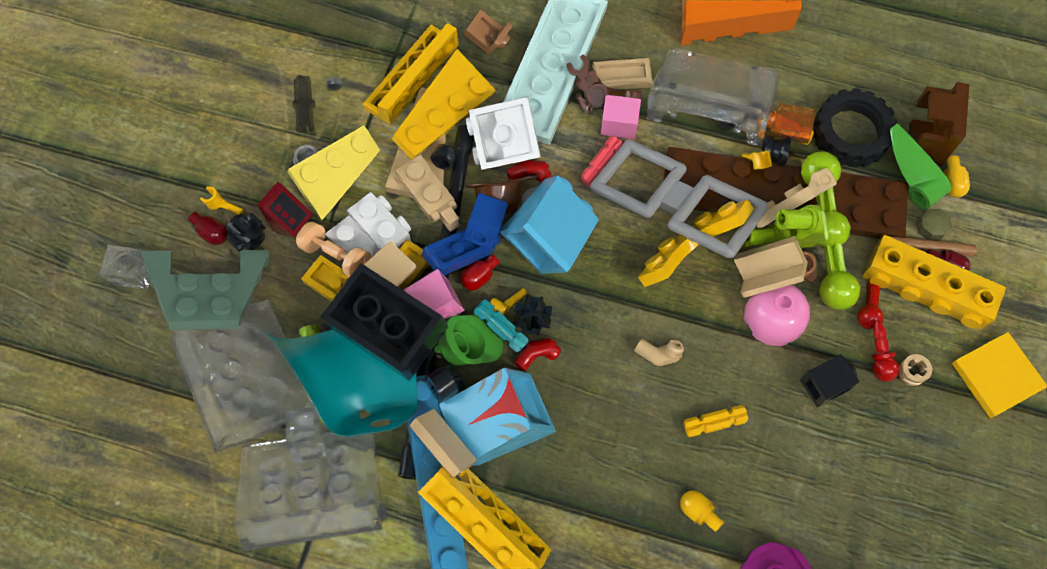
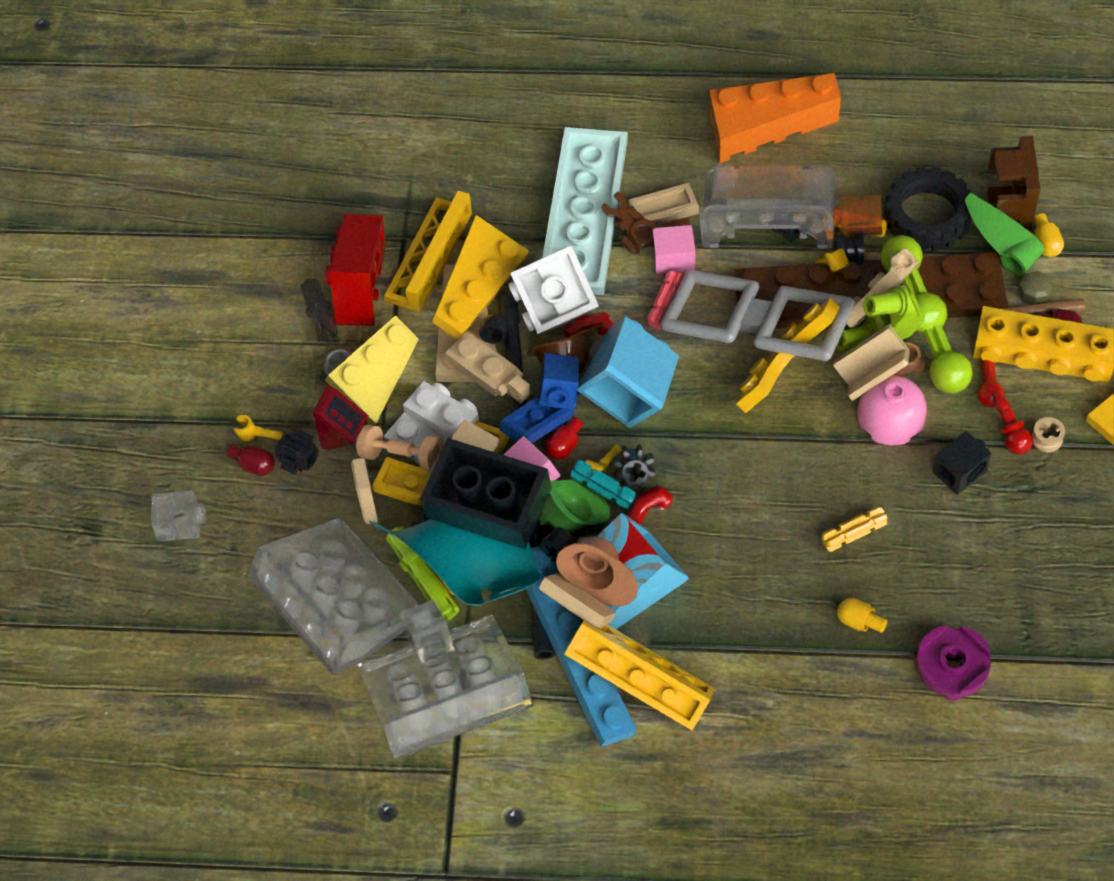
camera: 10 degrees left, 10 degrees down
(204, 299) = (274, 522): sand green wing -> none
(289, 284) = (364, 490): none -> tan tile
(342, 73) = (355, 268): none -> red wedge
(469, 418) = (596, 569): none -> nougat piece
(487, 33) = (503, 192): medium nougat bracket -> none
(660, 355) = (779, 479): tan arm -> none

